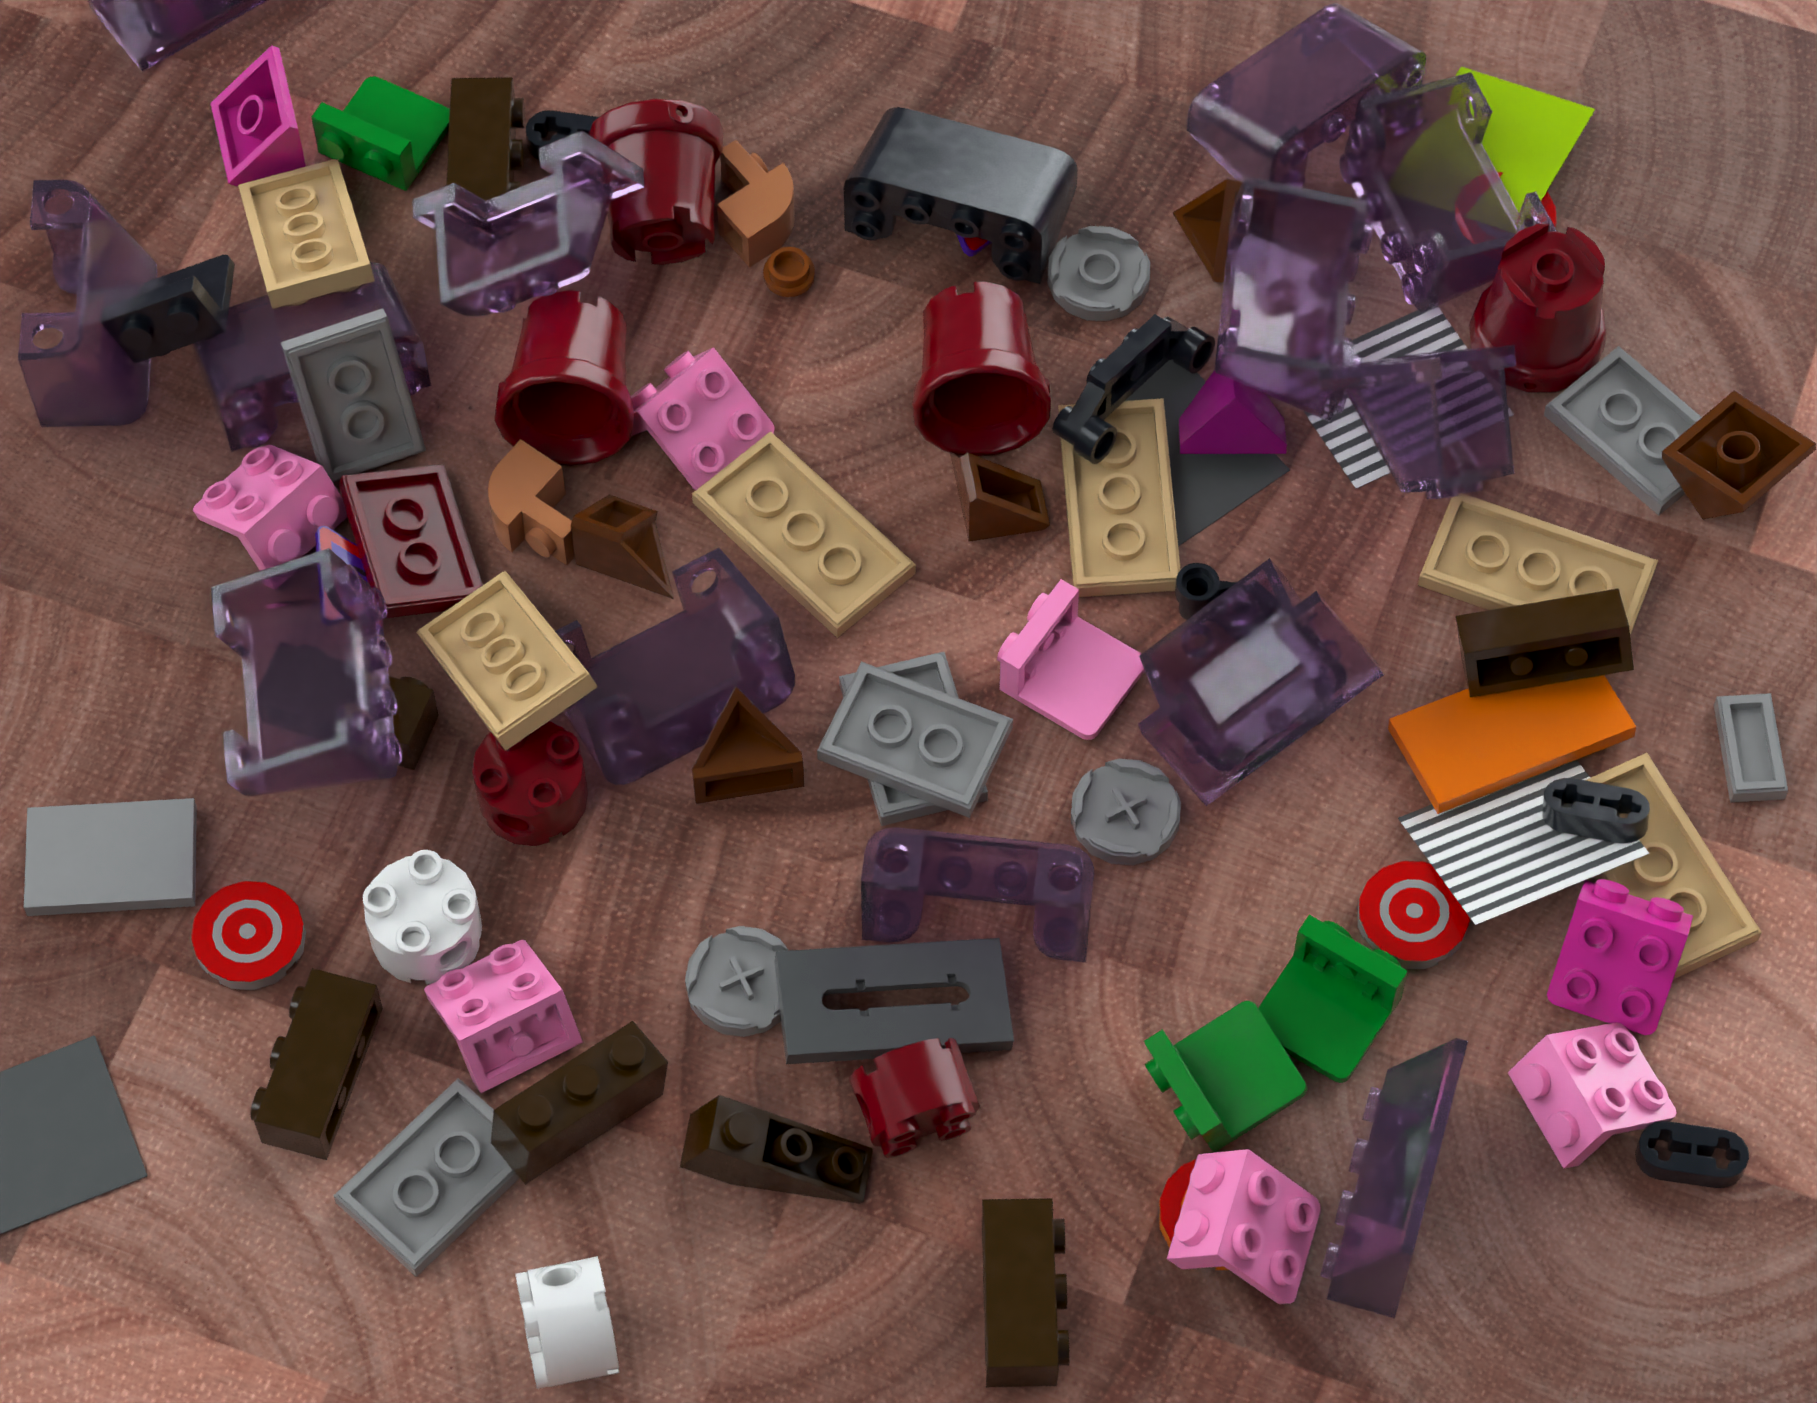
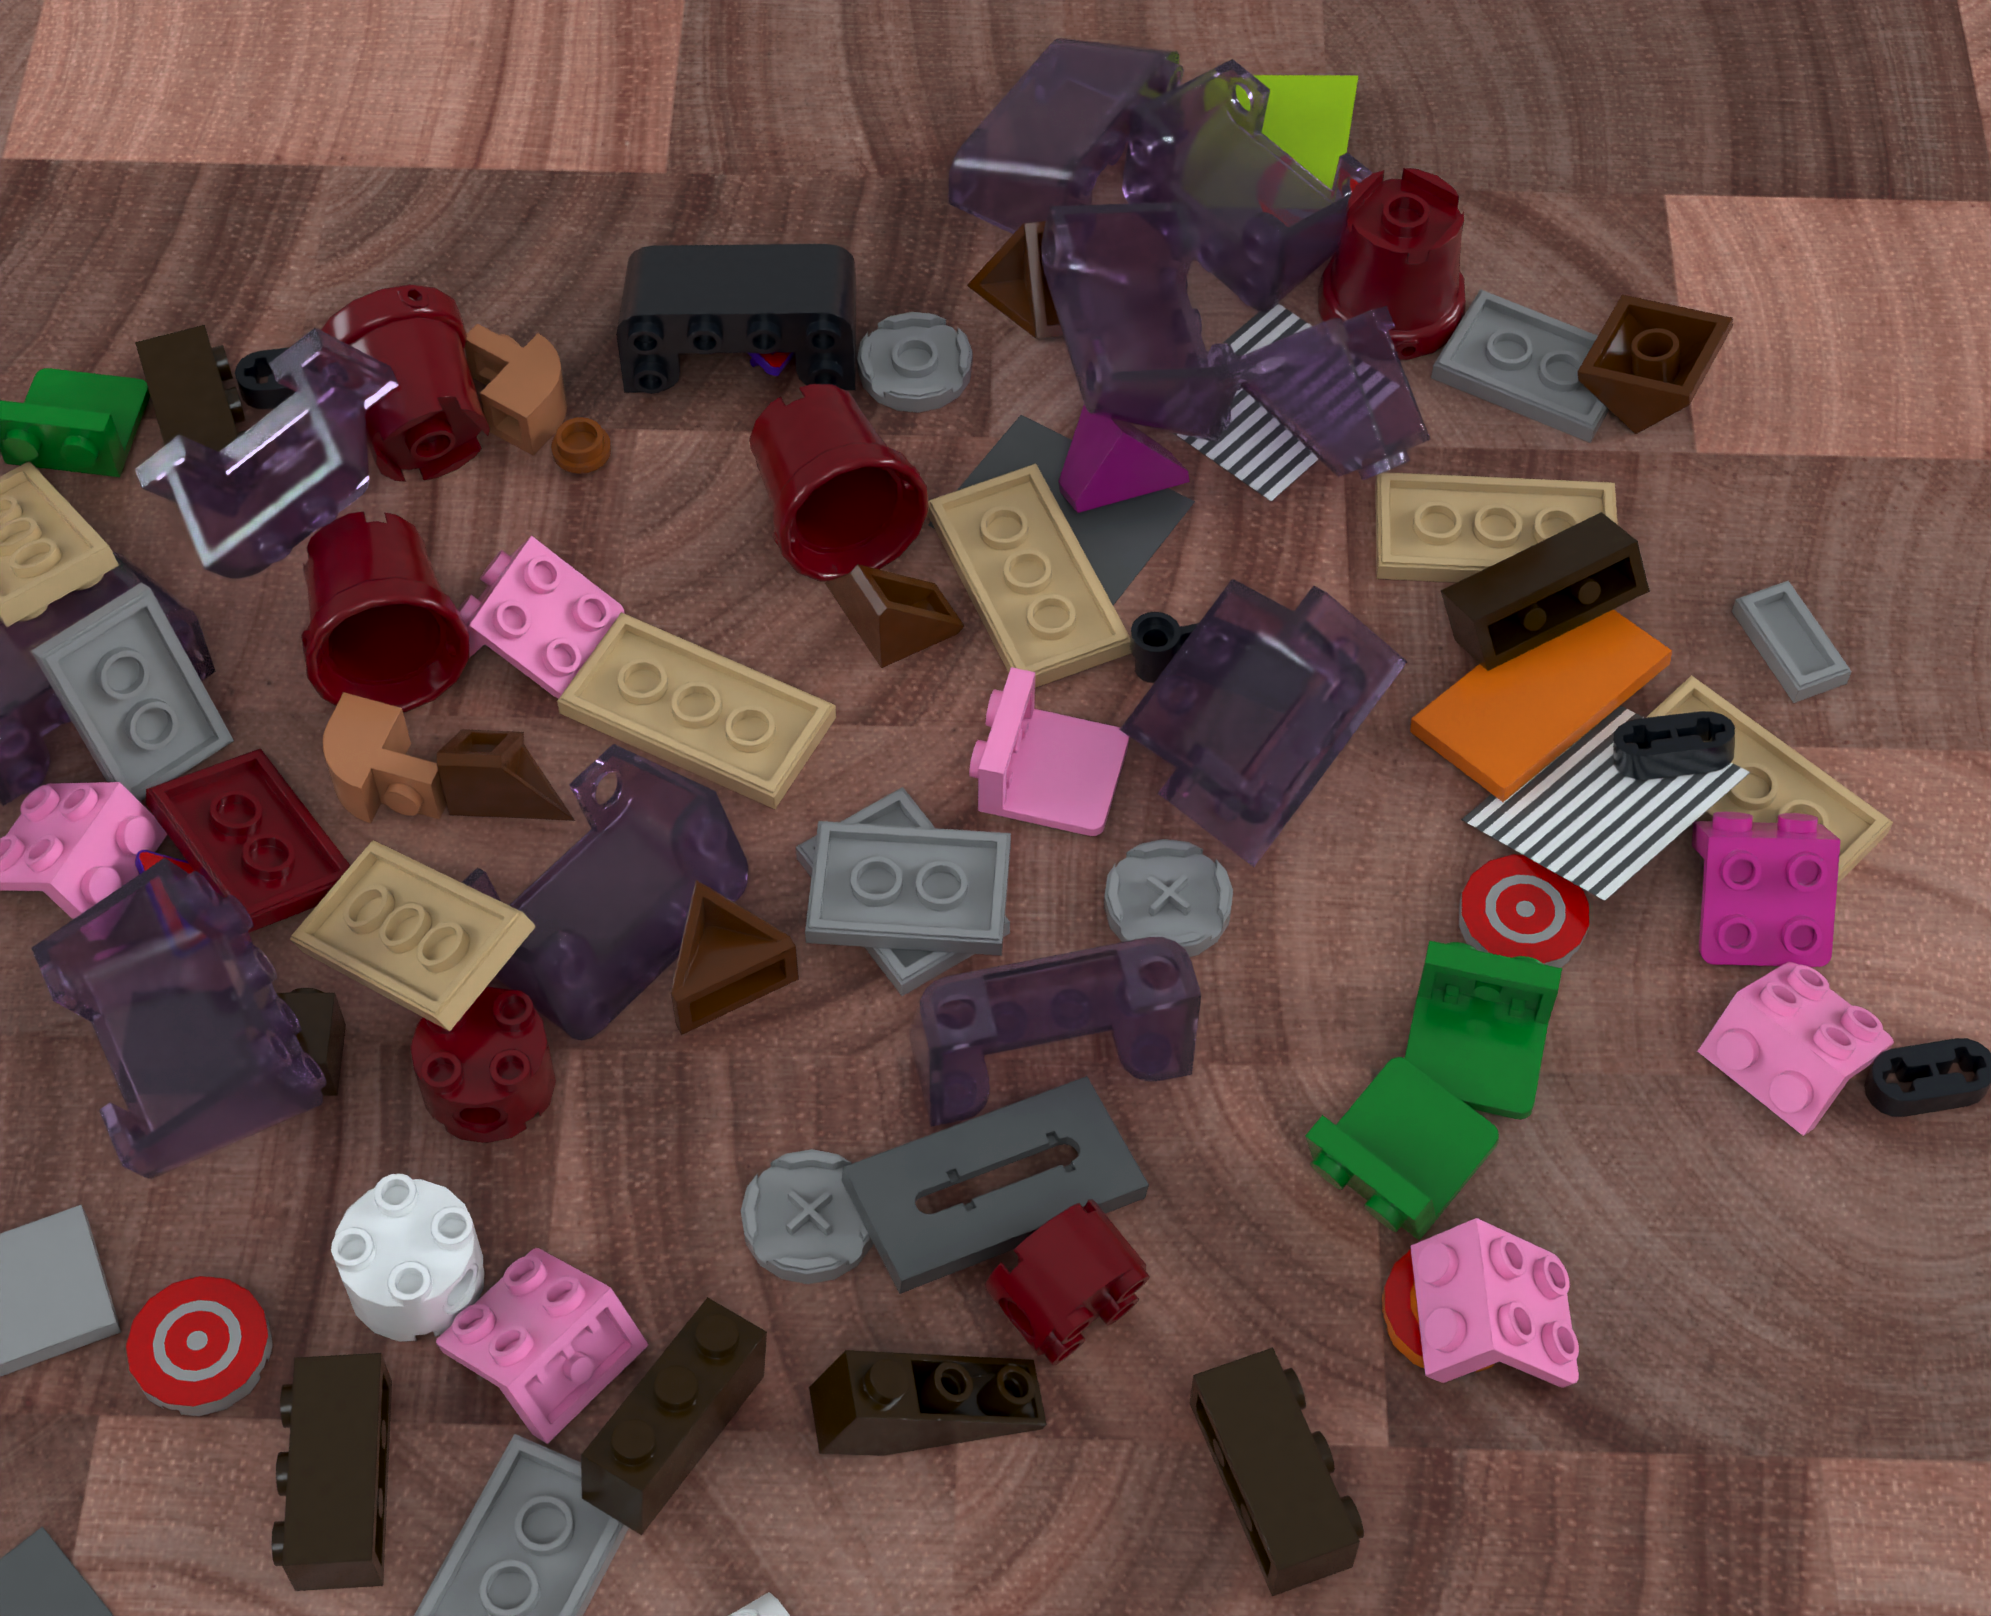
camera: 20 degrees left, 5 degrees down
(1121, 374) = (985, 449): black plate -> none
(1393, 1180) = (1650, 1200): clear purple slope -> none

